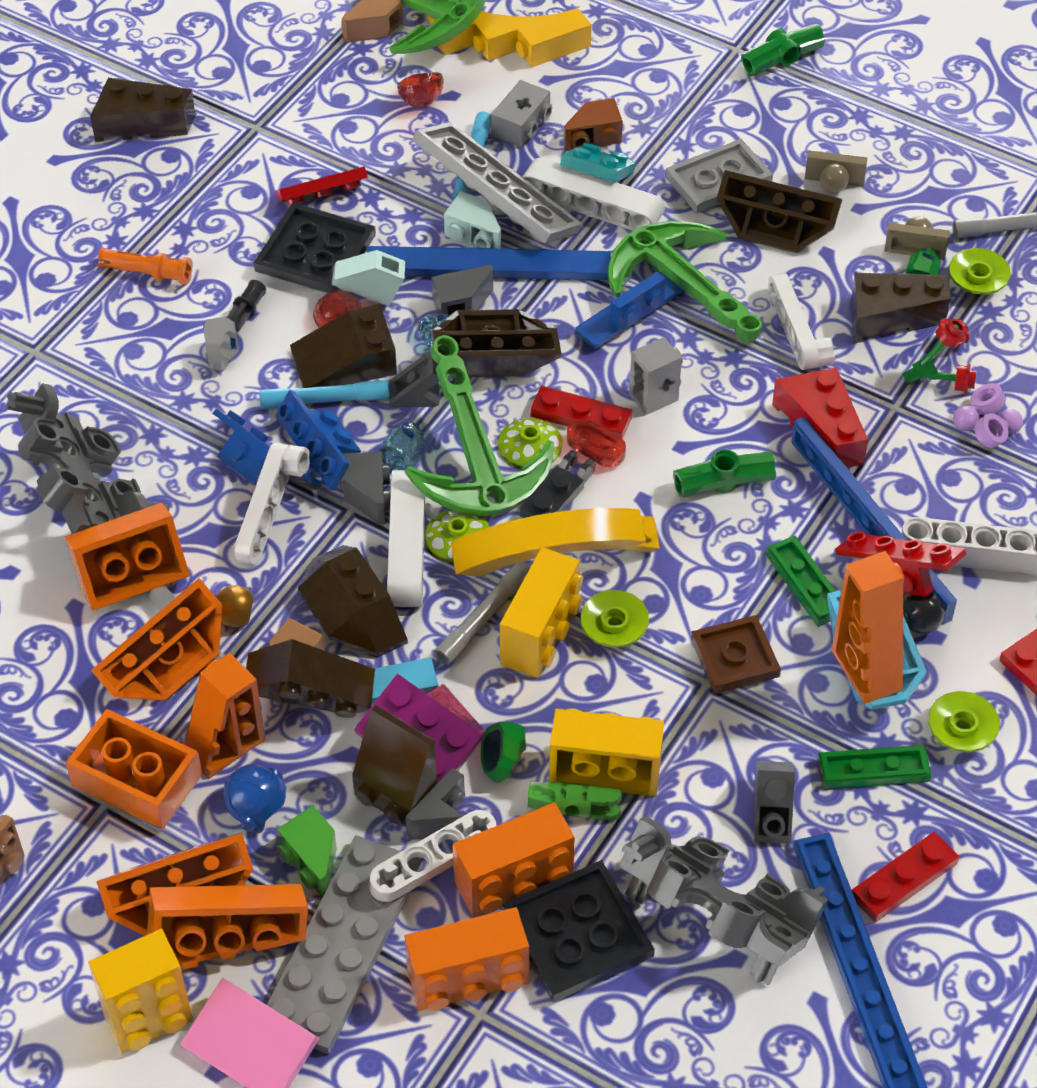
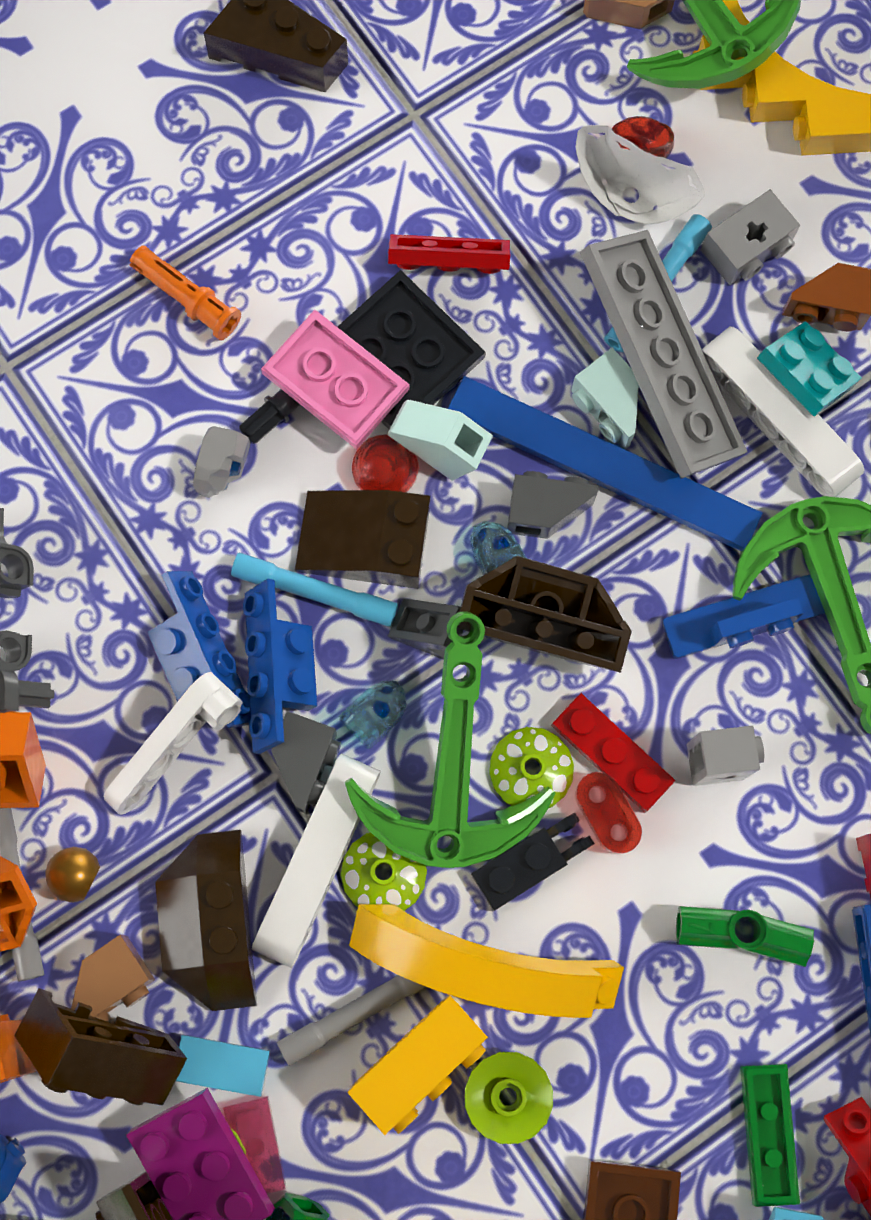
camera: 20 degrees right, 25 degrees up
(279, 270) = (335, 379): none -> bright pink tile
(427, 97) = (636, 169): none -> white piece

